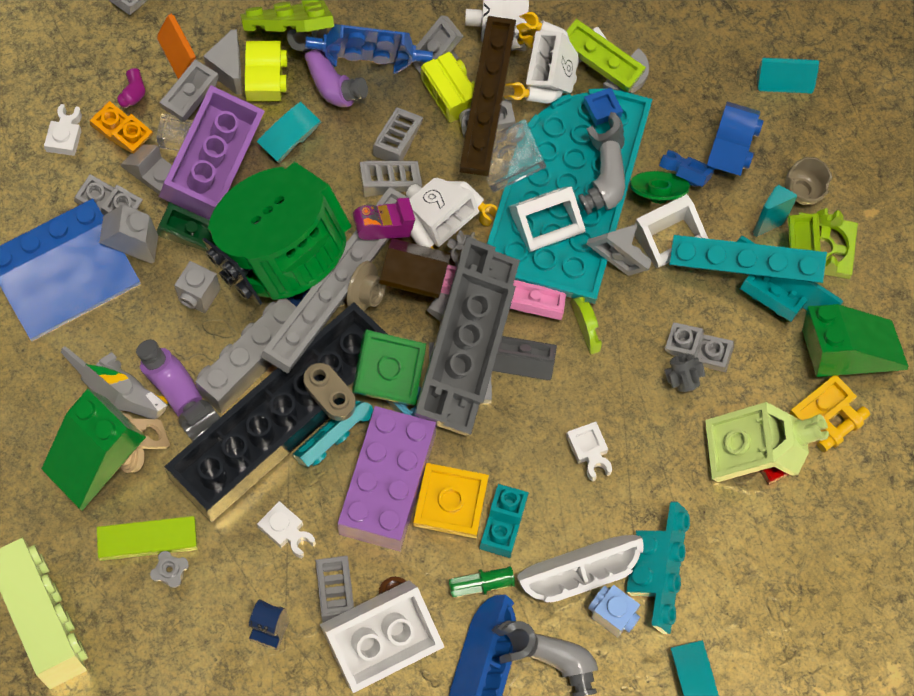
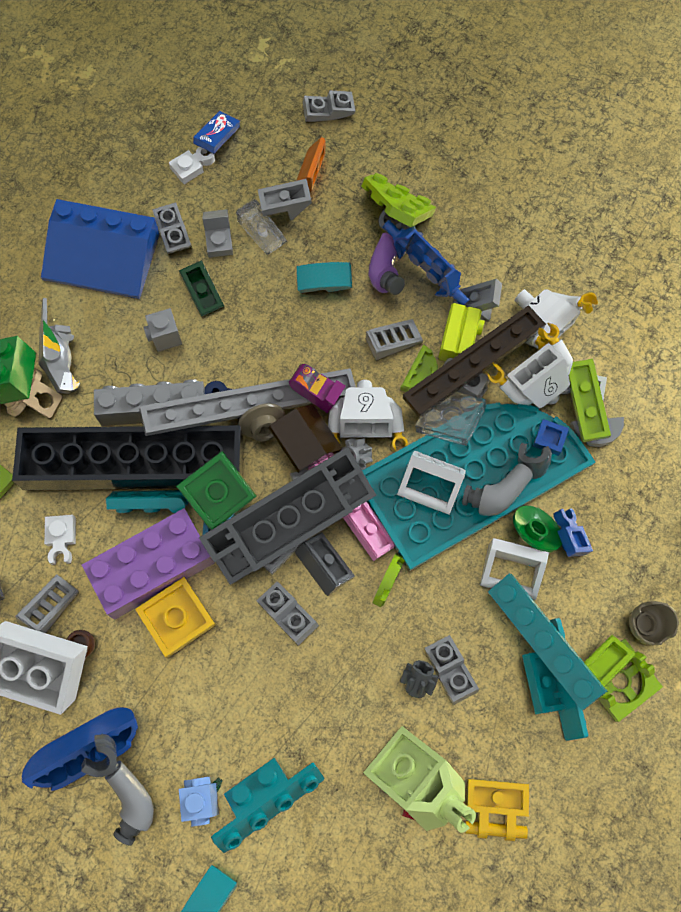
camera: 45 degrees right, 5 degrees up
(61, 85) = (216, 132): none -> blue tile
(120, 128) = (225, 188): light orange slope -> none
(130, 233) = (155, 261): light grey slope -> none
(133, 91) = (257, 172): magenta arm -> none
(177, 388) = (90, 376): piece -> none
(211, 152) = (257, 249): medium lavender brick -> none
(225, 60) = (332, 197): light grey slope -> none
(264, 71) = (349, 223): neon yellow brick -> none
(277, 233) = (234, 336): green piece -> none
(328, 390) = (161, 470): dark tan plate -> none
(378, 168) = (364, 355): light grey slope -> none
(447, 143) = (422, 367): none -> lime tile
(481, 582) = (139, 692): green axle -> none
(504, 520) = (196, 663): teal slope -> none
(534, 419) = (287, 613): none -> light grey slope
(582, 569) = (207, 747): white brick -> none
(588, 446) = (301, 666): white plate -> none
(619, 251) = (458, 546): light grey slope -> none
(734, 137) = (628, 541): blue brick -> none
(775, 210) = (603, 622): teal slope -> none
(851, 341) = (566, 774): green slope -> none

